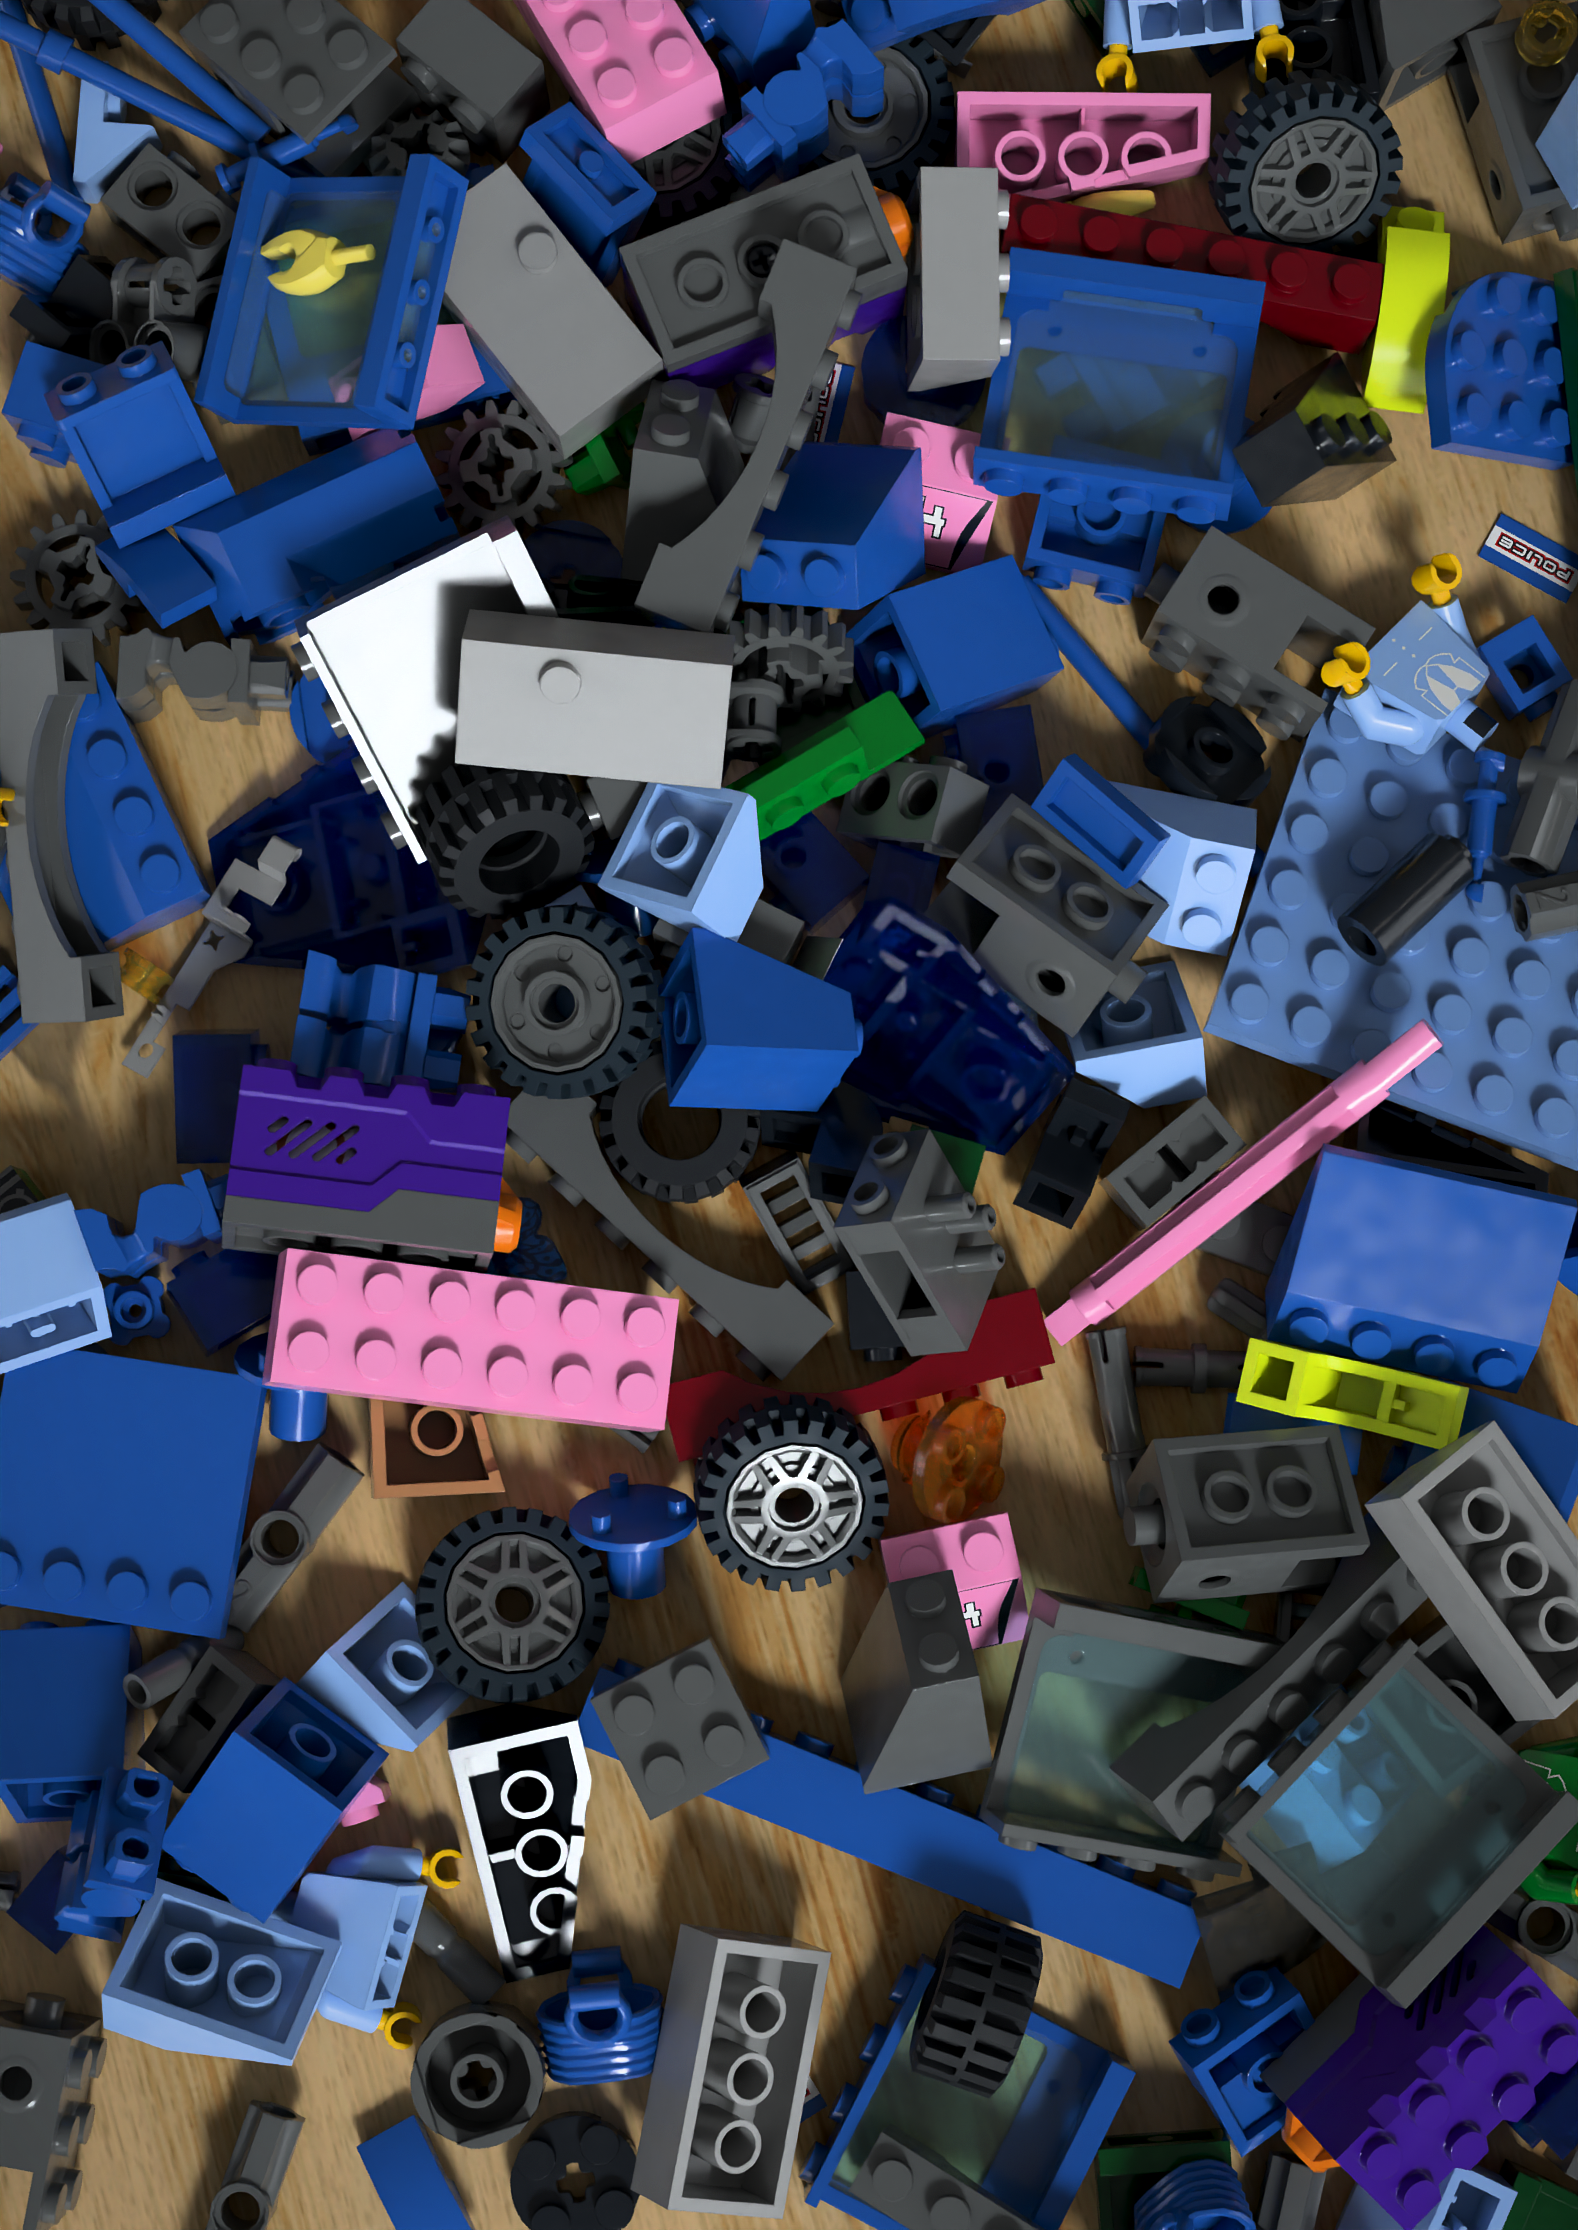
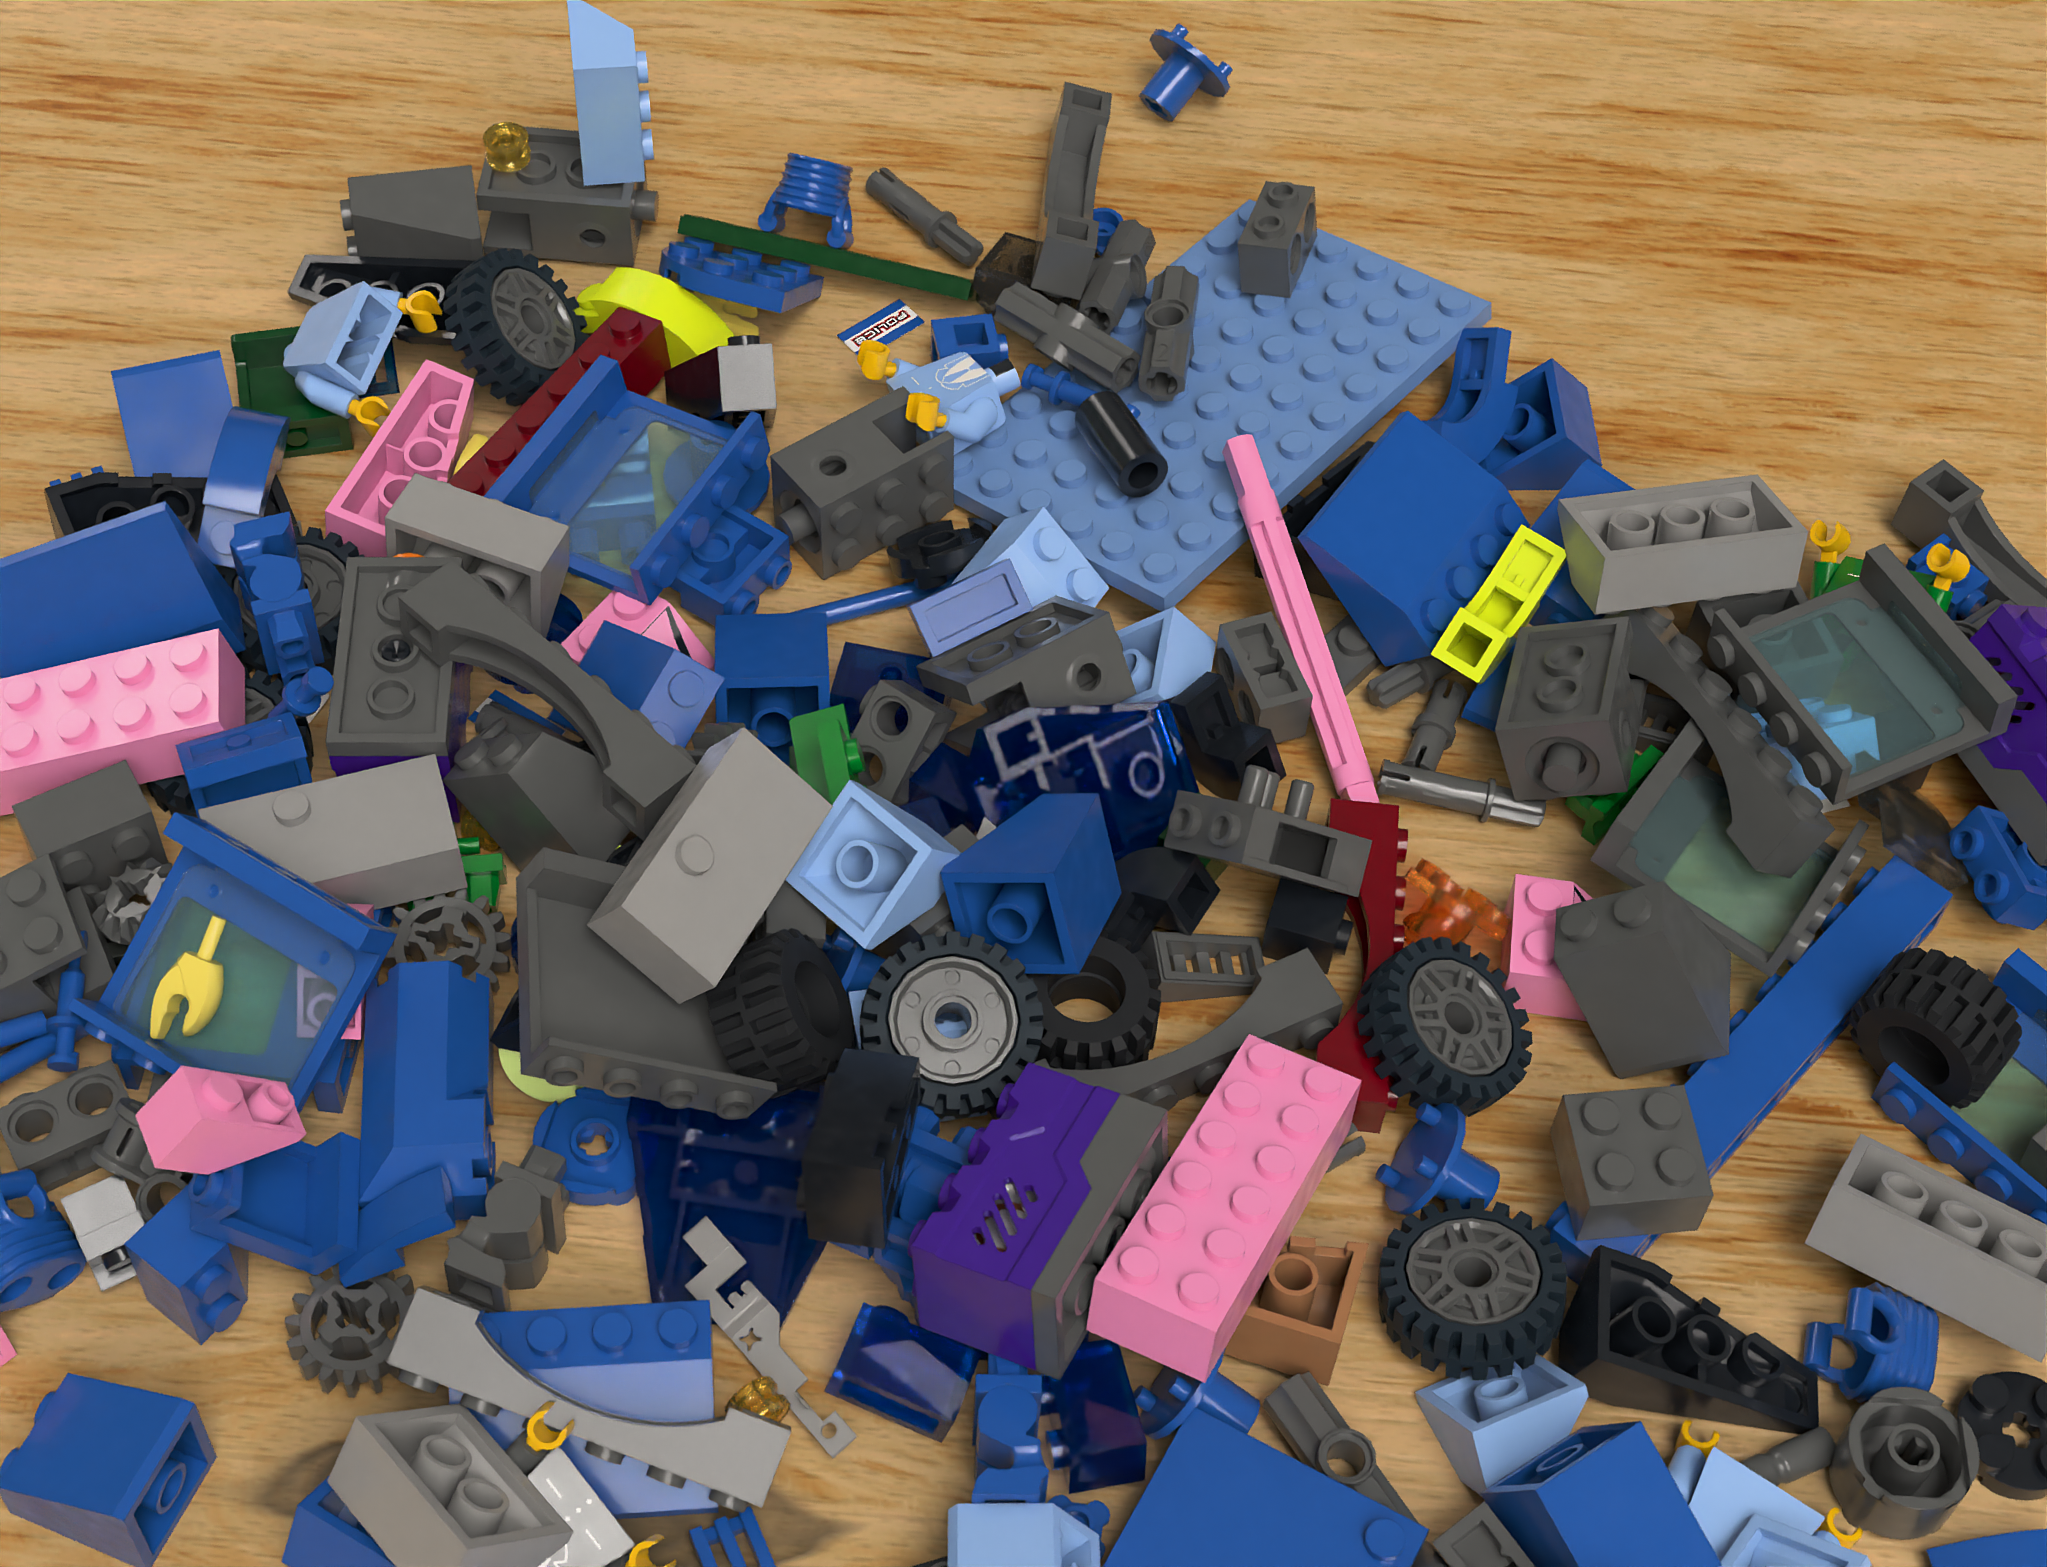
camera: 70 degrees left, 30 degrees down
(114, 373) = (217, 1120): none -> bright pink slope
(362, 970) = (859, 1148): none -> black wedge
(675, 192) = (304, 694): none -> blue piece

